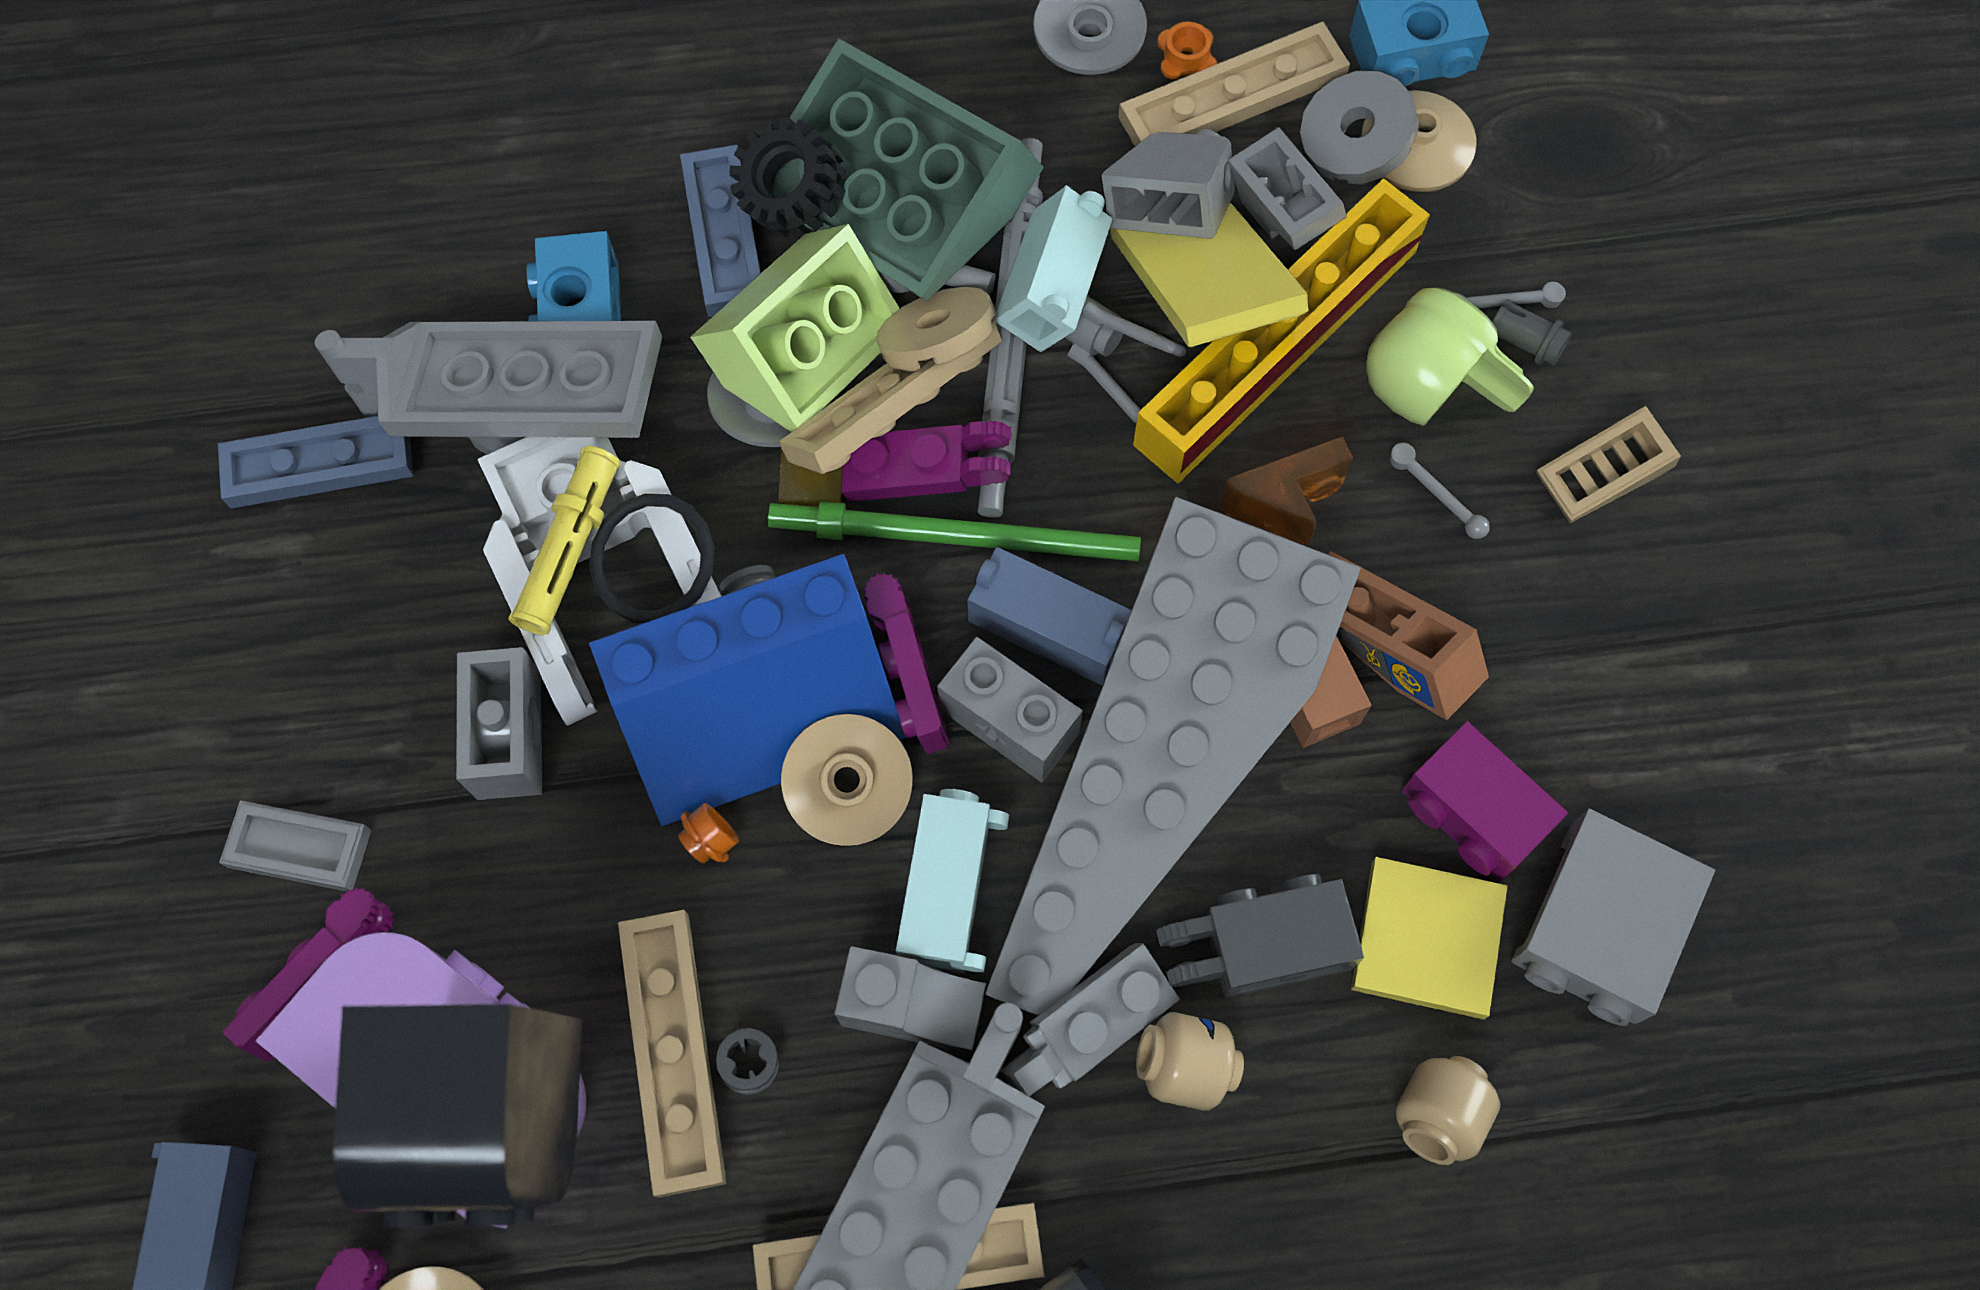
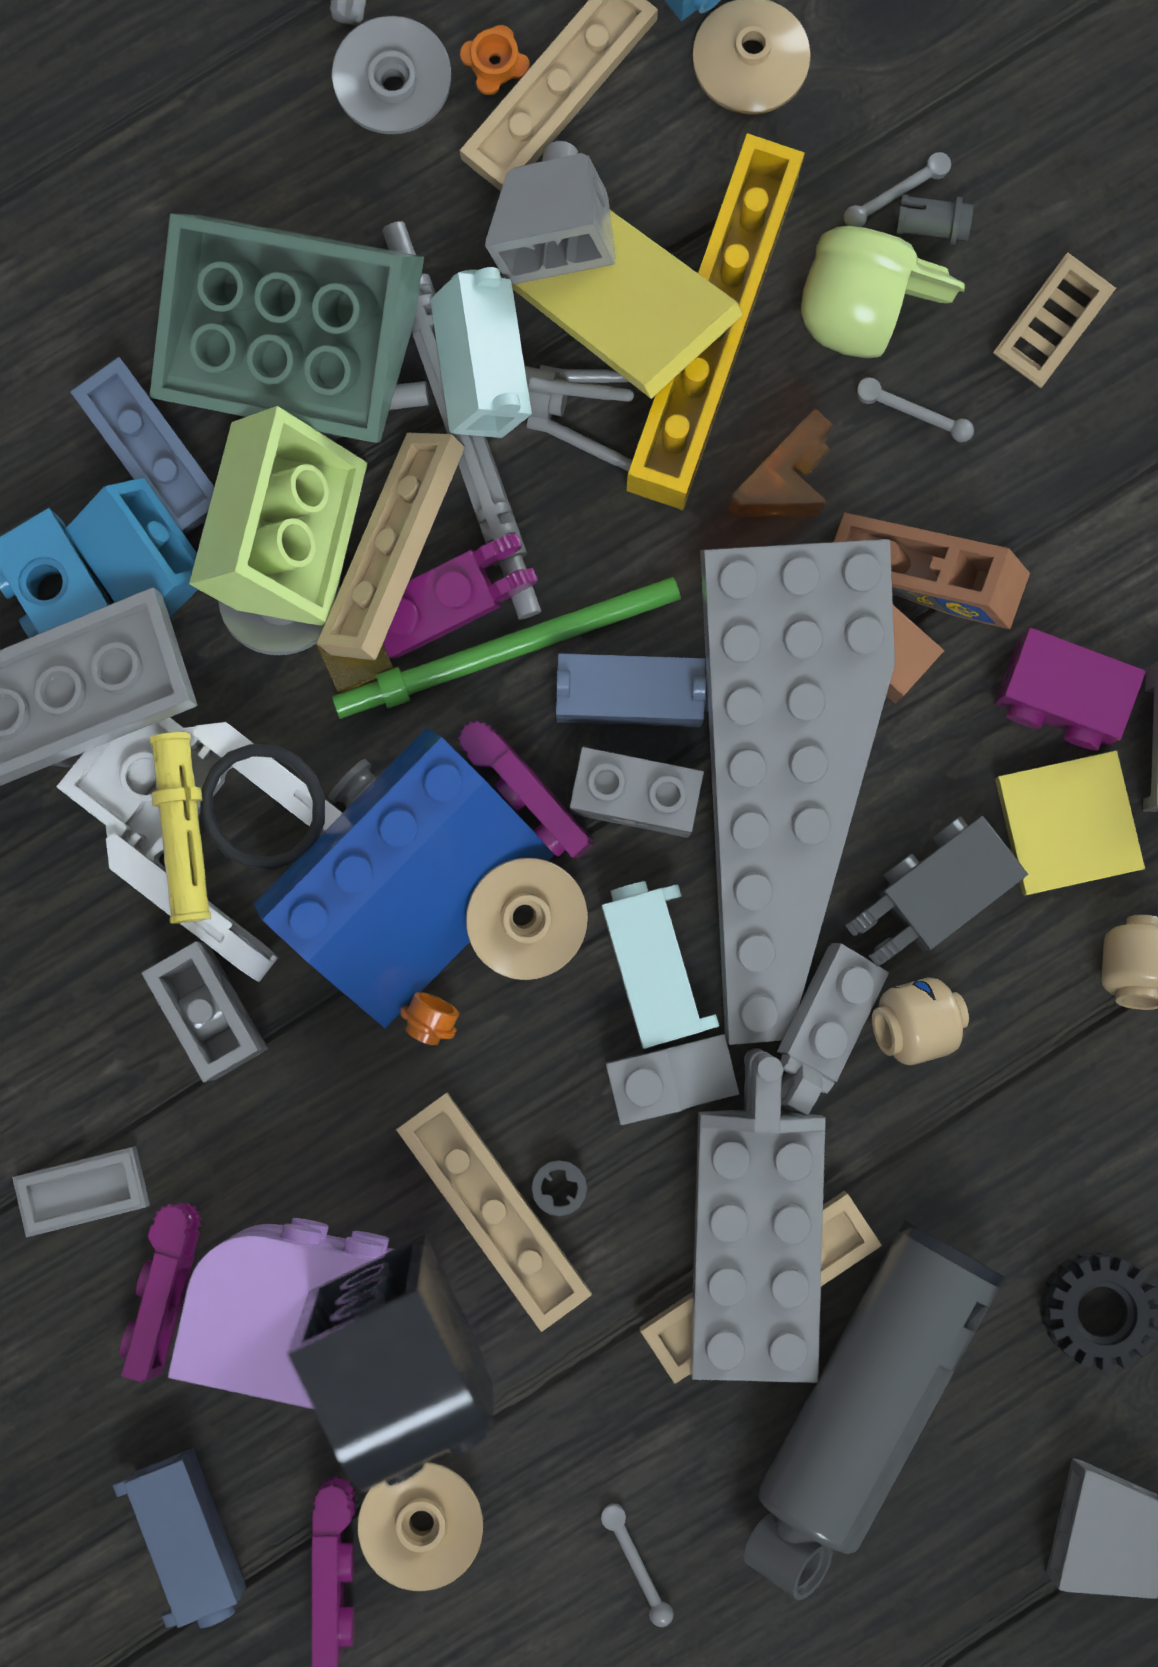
camera: 25 degrees left, 15 degrees up
(668, 283) = (134, 544): none -> dark azure brick
(766, 158) = (158, 383): black tyre -> none
(940, 328) = (374, 468): tan tile -> none
(1284, 190) = (661, 183): light grey arch -> none
(1352, 98) = (670, 49): light grey tile -> none

